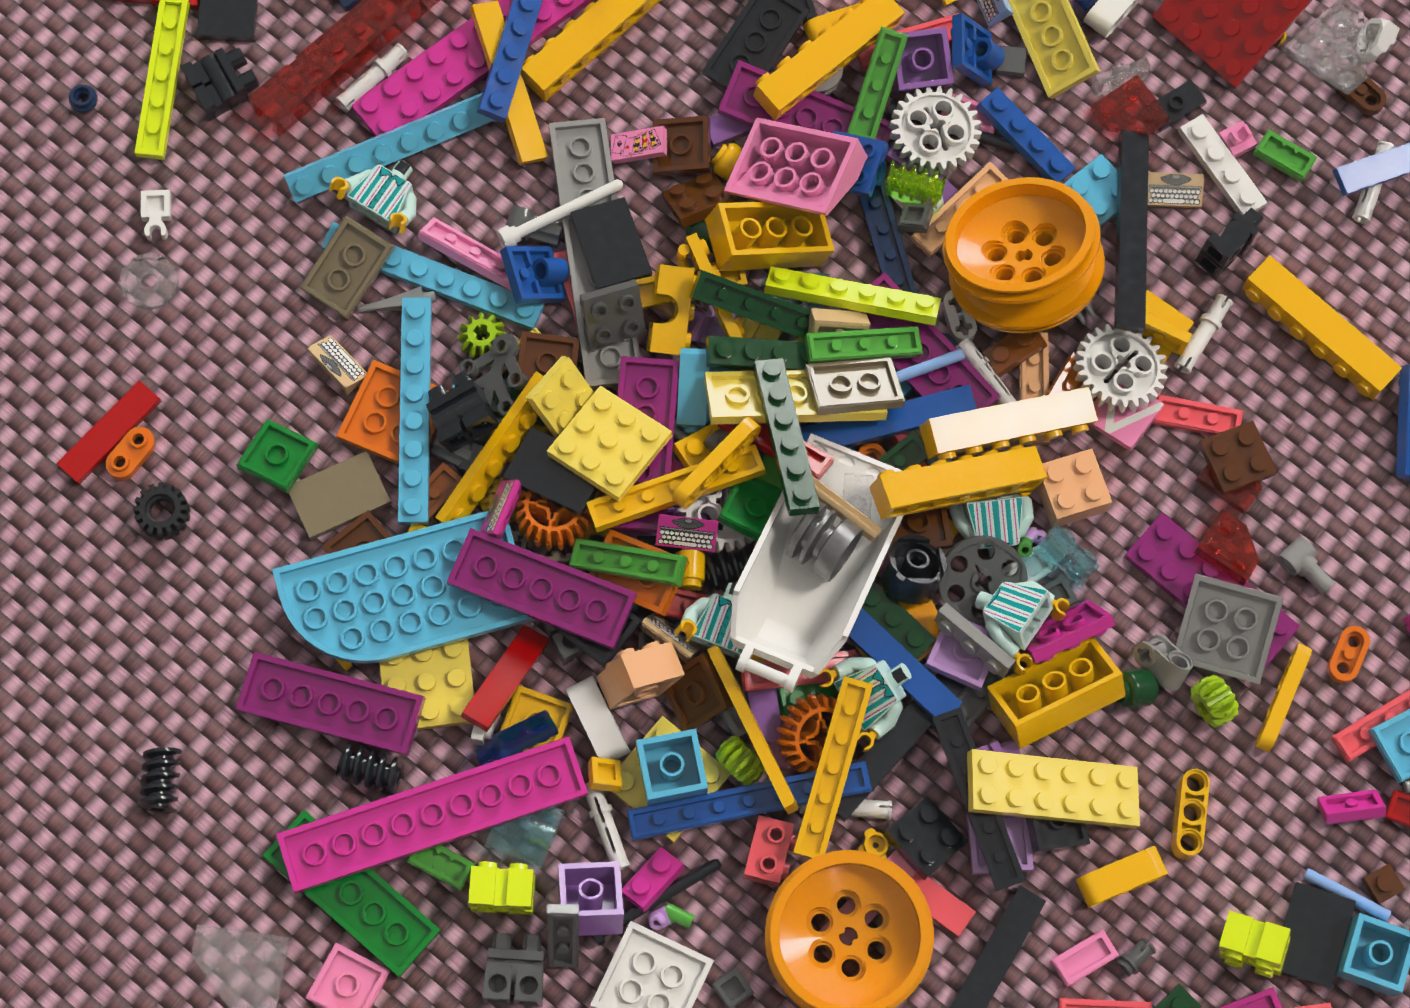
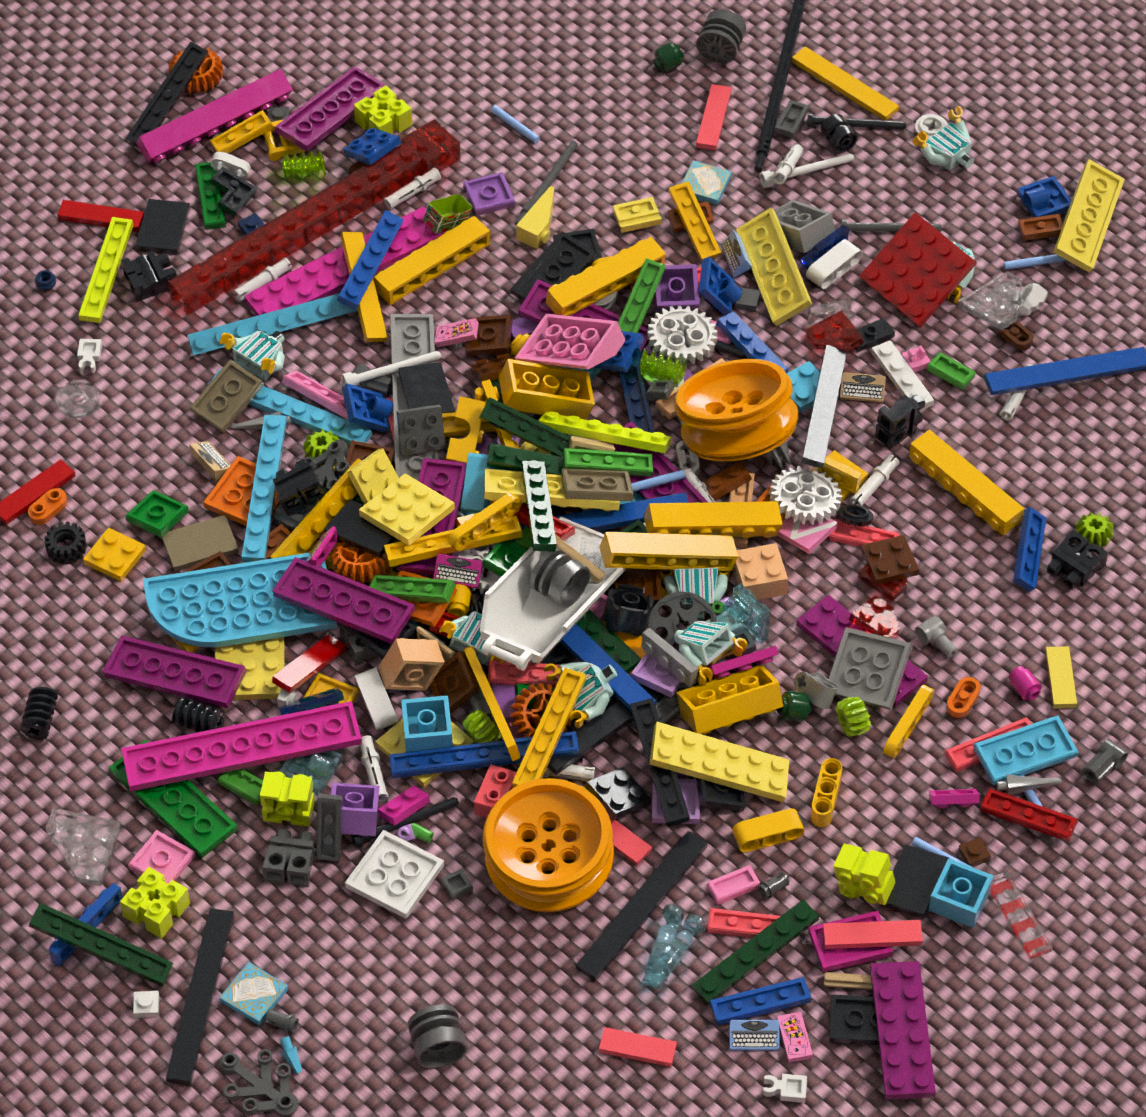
camera: 10 degrees right, 20 degrees down
(229, 521) = (114, 554): none -> yellow plate
(604, 774) = (375, 729): yellow plate -> none
(1193, 385) = (855, 515): none -> black gear

